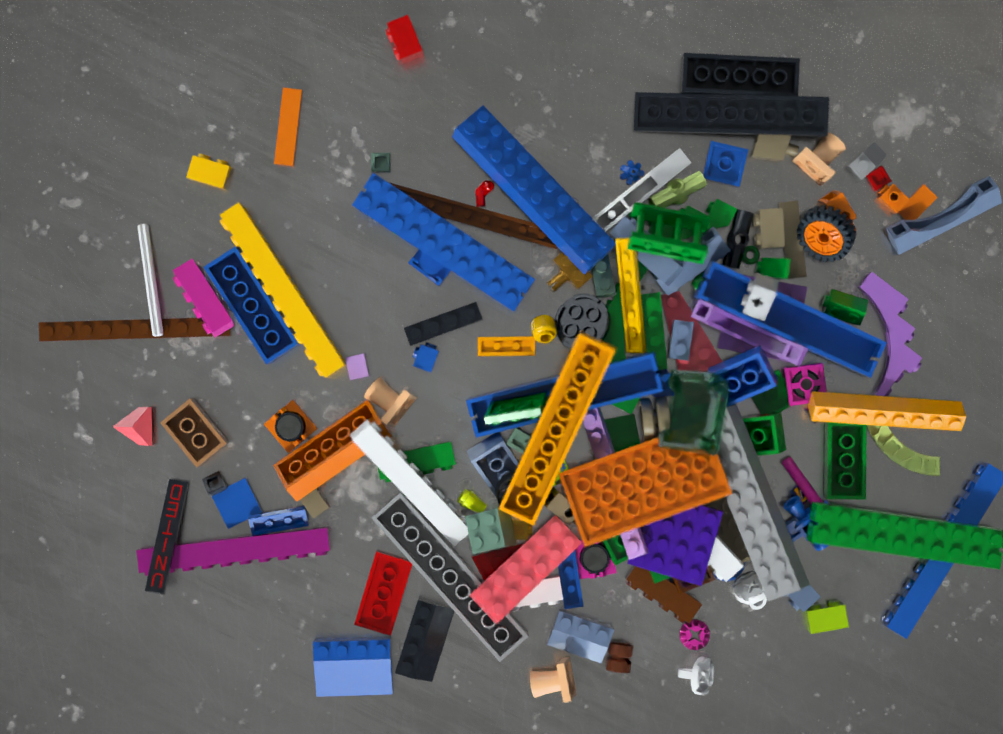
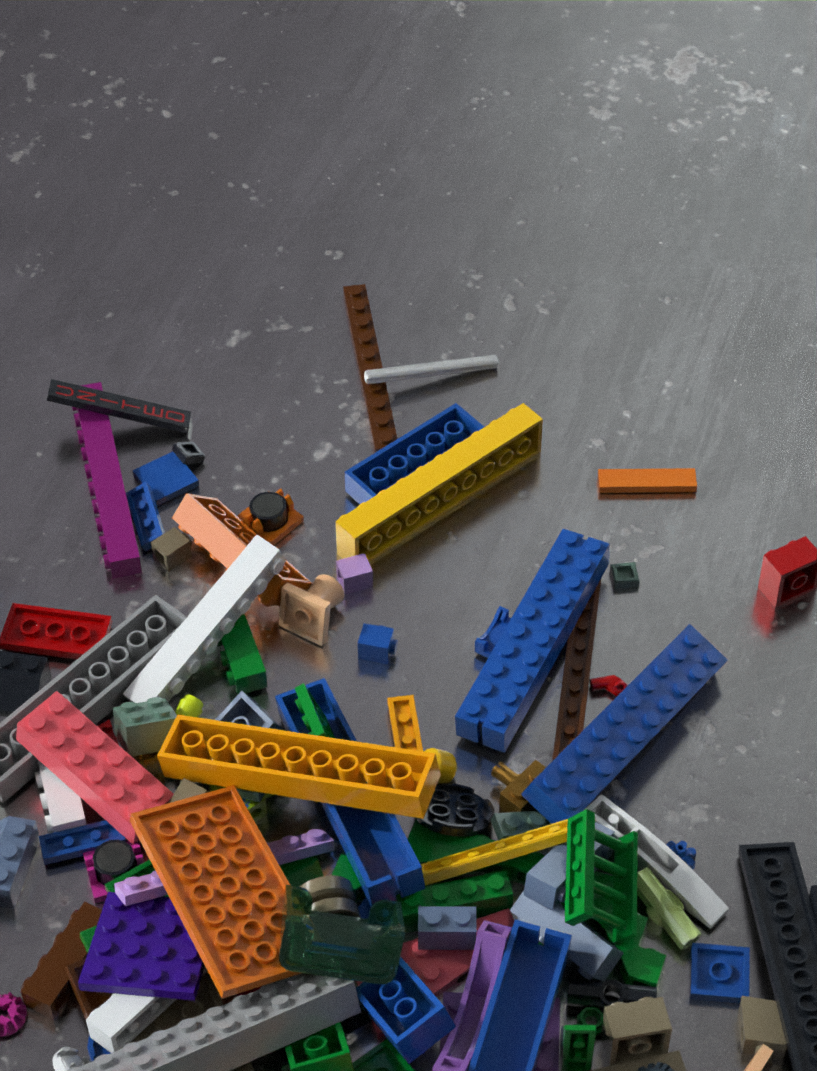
camera: 80 degrees right, 40 degrees down
(137, 426) = (253, 375): coral slope -> none
(194, 432) = (250, 423): medium nougat brick -> none
(203, 298) = (410, 412): dark pink brick -> none
(208, 171) = (573, 410): yellow brick -> none
(443, 323) = (426, 656): black brick -> none
(760, 296) = (529, 1004): brick -> none

